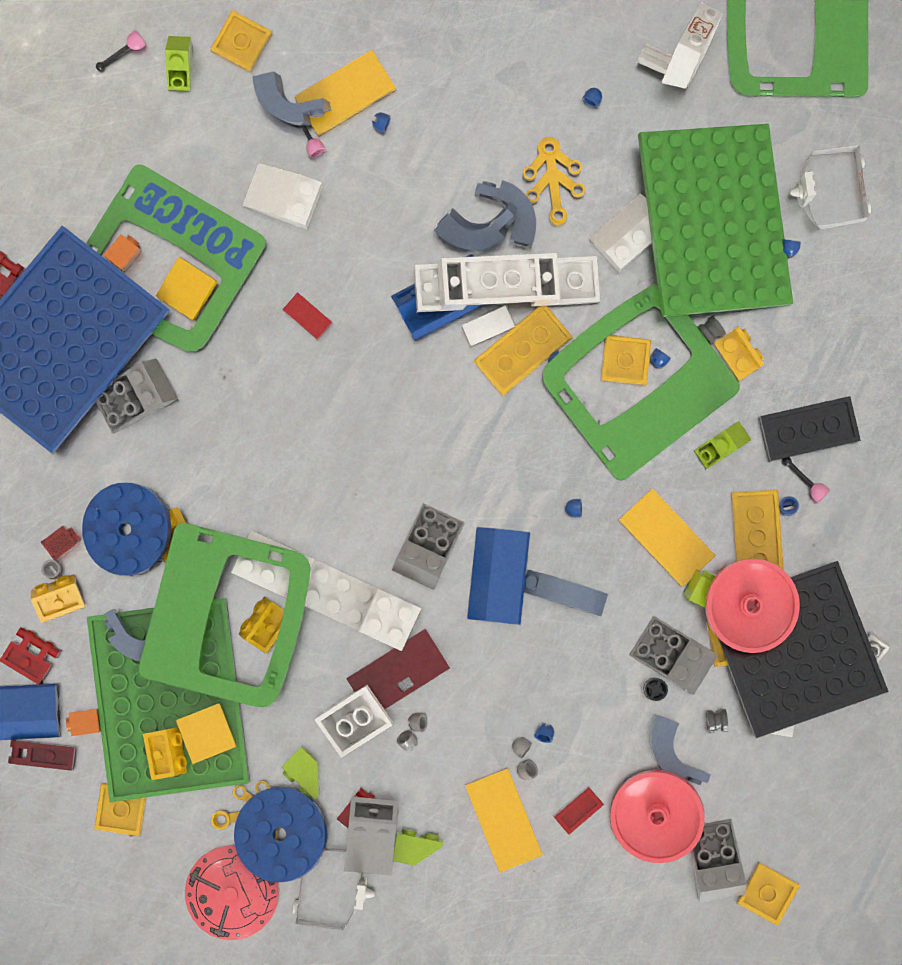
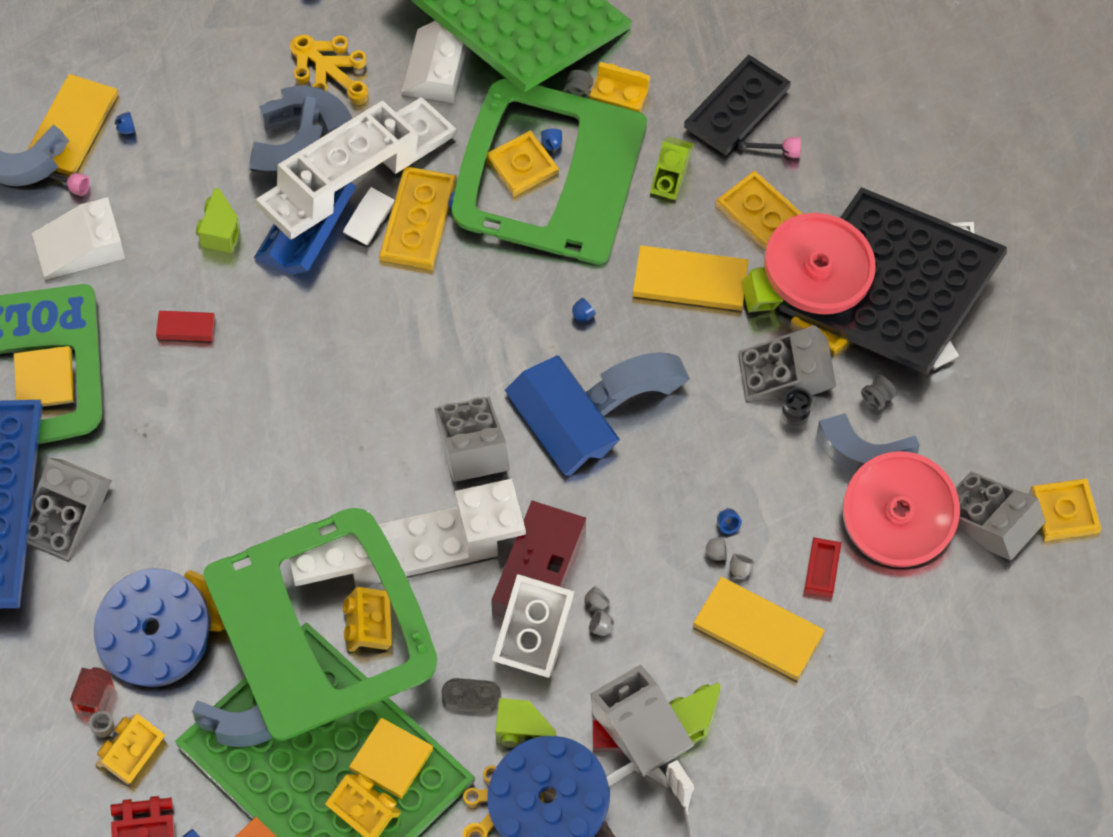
camera: 35 degrees left, 25 degrees down
(291, 723) = (470, 697): none -> clear smoke plate
(385, 255) = (219, 225): none -> lime slope
(787, 502) = (773, 175): blue hinge -> none

